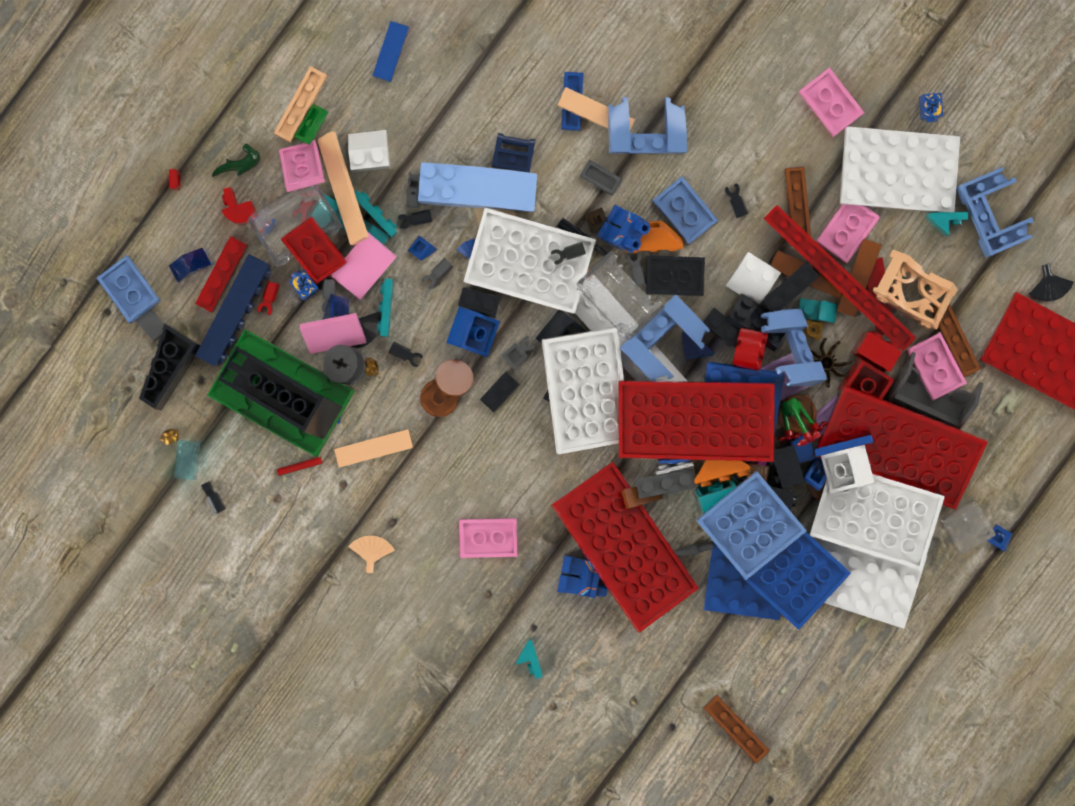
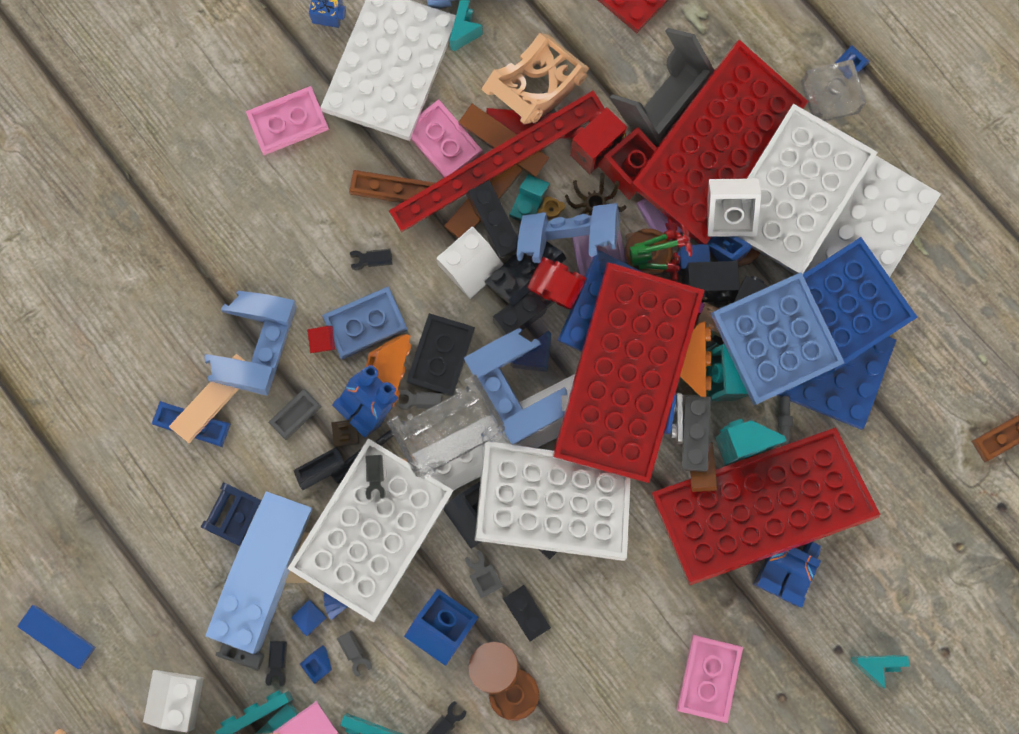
camera: 80 degrees left, 10 degrees down
(453, 232) = (308, 618): none -> blue slope
(479, 301) = (405, 608): black brick -> none
(564, 208) = (319, 468): none -> black tile
(662, 181) = (321, 339): none -> red tile
(668, 520) = (746, 439): none -> teal slope
(843, 445) = (703, 205): blue tile -> none
(936, 366) = (634, 78): bright pink tile -> none
(957, 342) = (611, 51): dark orange tile -> none

